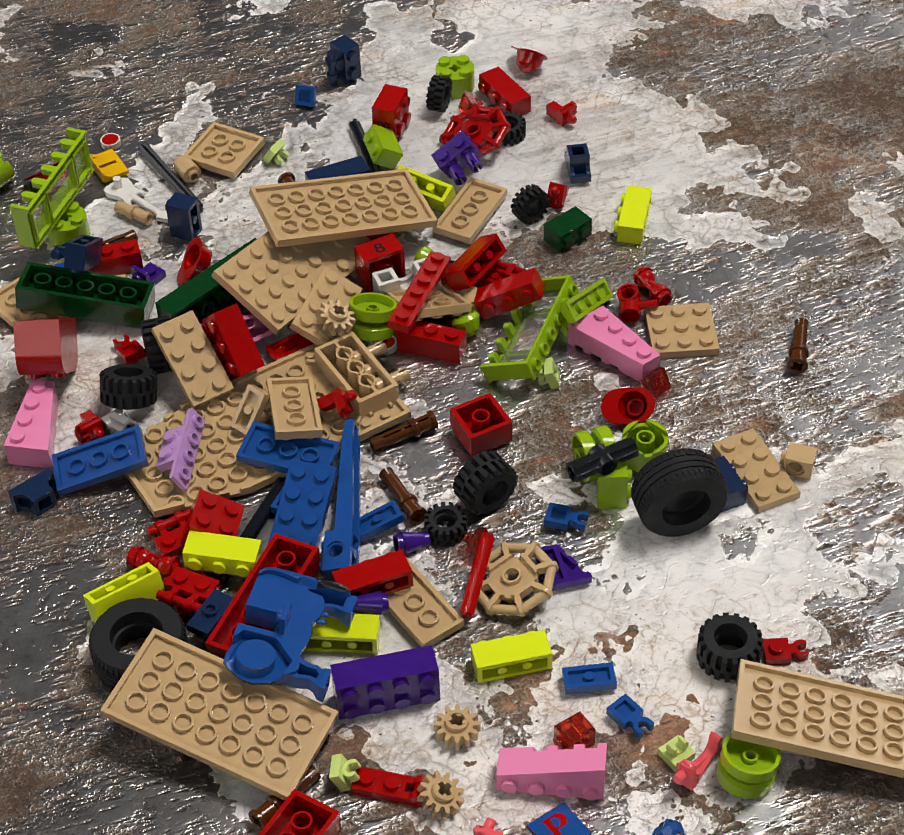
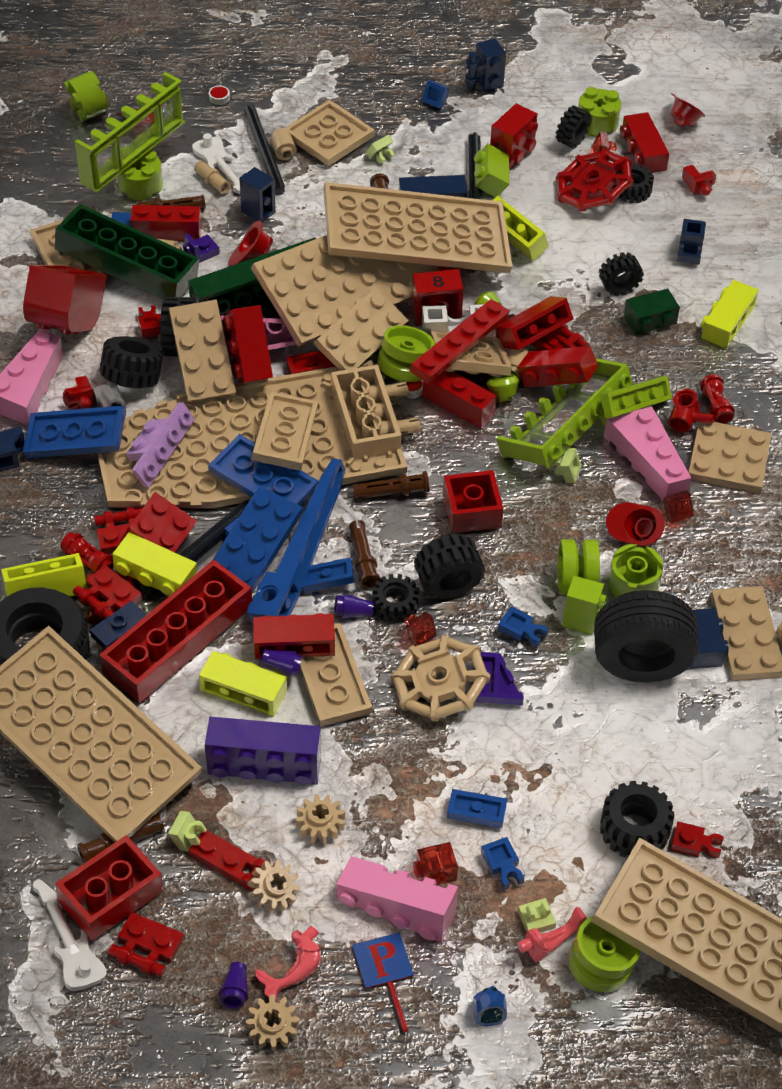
camera: 15 degrees right, 5 degrees up
(79, 253) = (133, 208): dark blue brick -> none
(108, 165) = (206, 119): yellow piece -> none
(250, 409) = (242, 420): tan slope -> none
(291, 607) = (194, 643): blue animal -> none
(335, 317) = (363, 345): tan gear -> none
(338, 399) = (335, 435): red piece -> none
(457, 155) = (563, 200): dark purple brick -> none
(470, 210) = (557, 263): tan plate -> none
(476, 575) = (402, 663): red axle -> none
(511, 656) = (405, 760): neon yellow brick -> none
(557, 195) = (655, 270): red piece -> none
(602, 459) = (575, 577): black piece -> none

